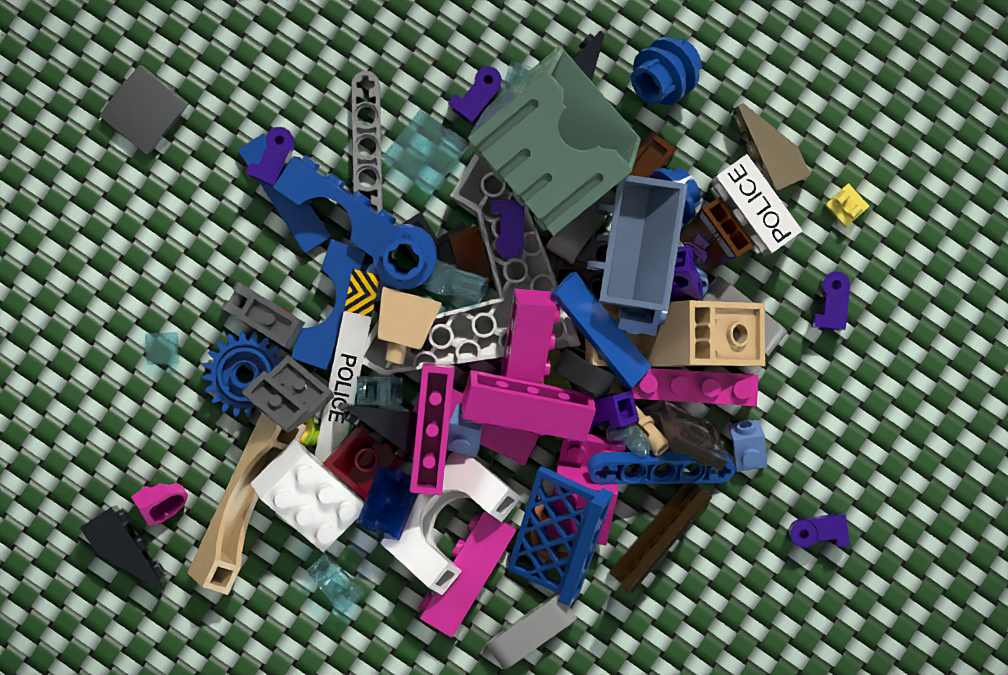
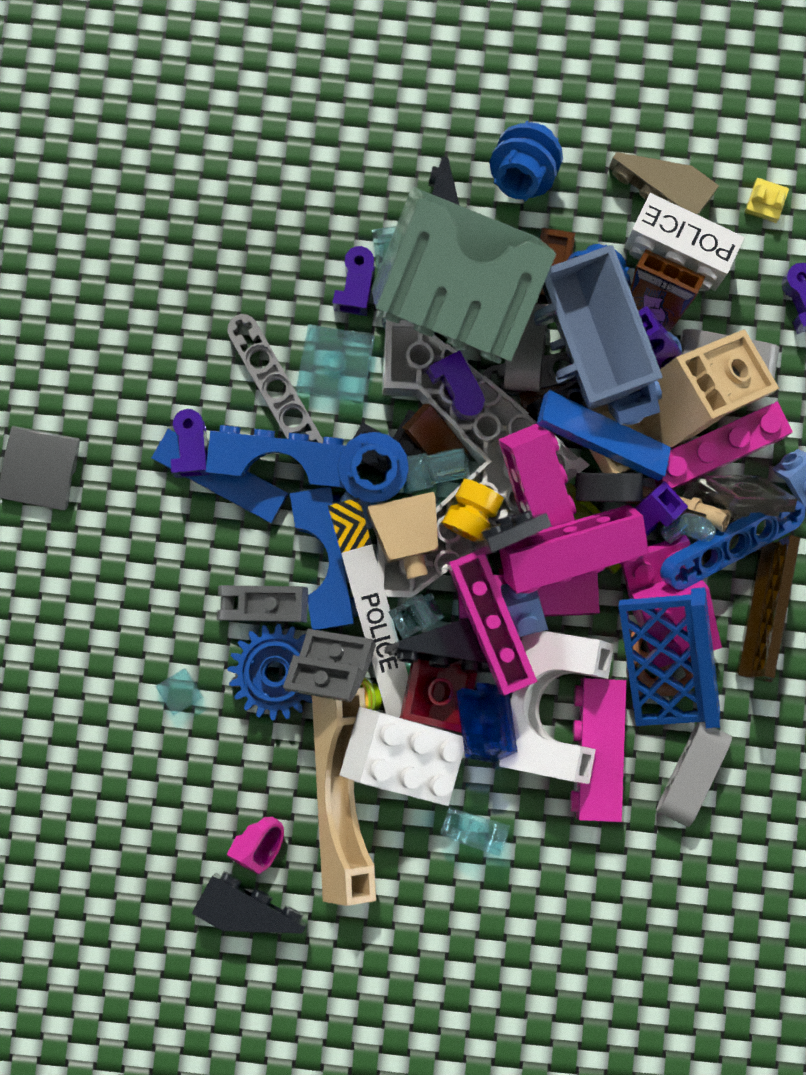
camera: 30 degrees left, 5 degrees down
(465, 333) = (473, 510): none -> yellow wheel
(482, 366) = (510, 530): none -> black plate

